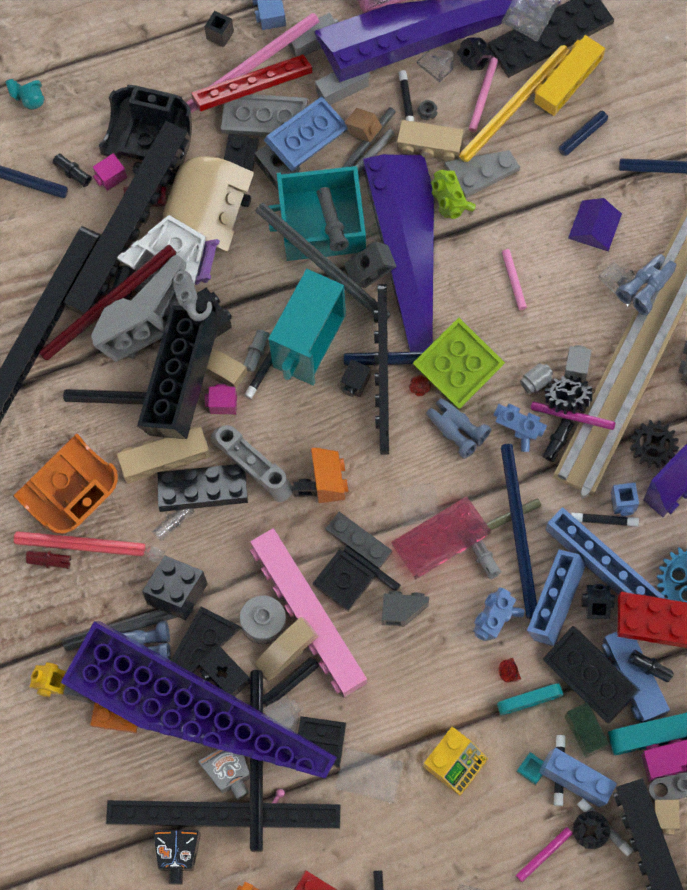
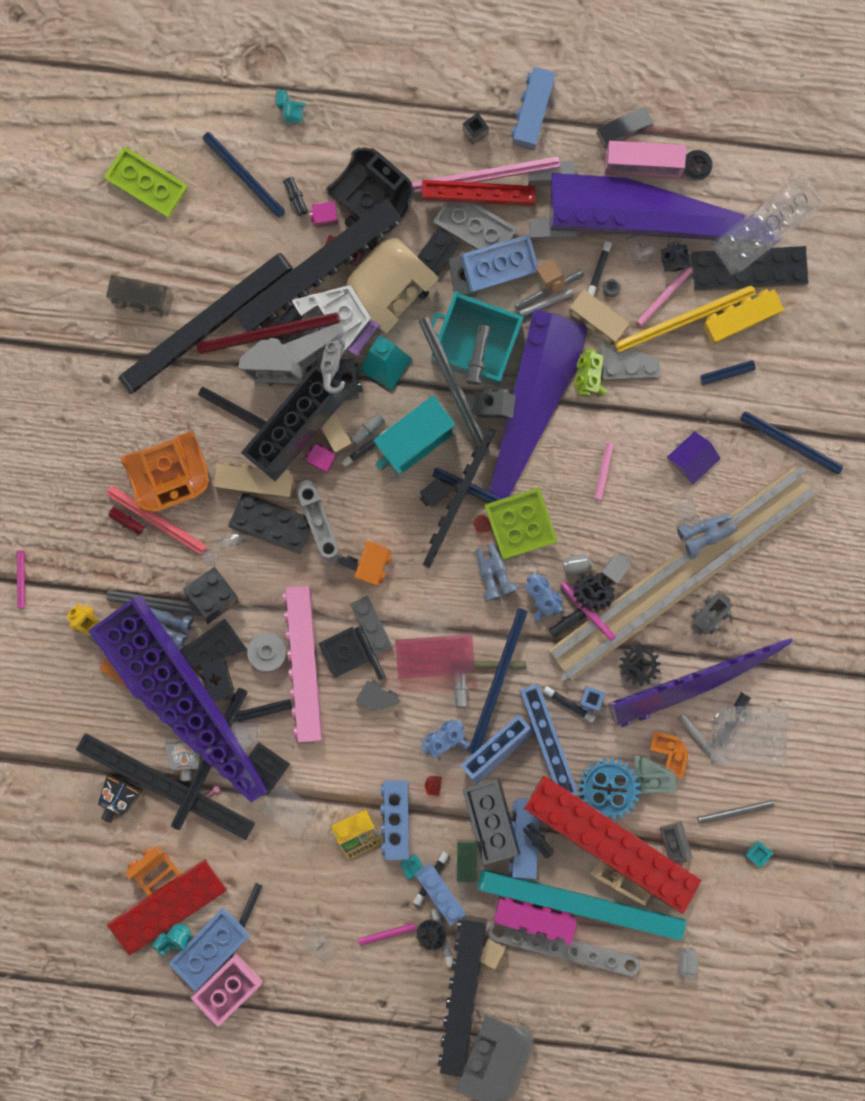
camera: 25 degrees right, 15 degrees up
(240, 279) = (385, 362): none -> teal slope
(286, 648) = (273, 685): tan slope -> none
(478, 691) = (401, 850): none -> medium blue brick
(529, 699) = (436, 815): teal beam -> none
(598, 601) = (530, 766): black brick -> none

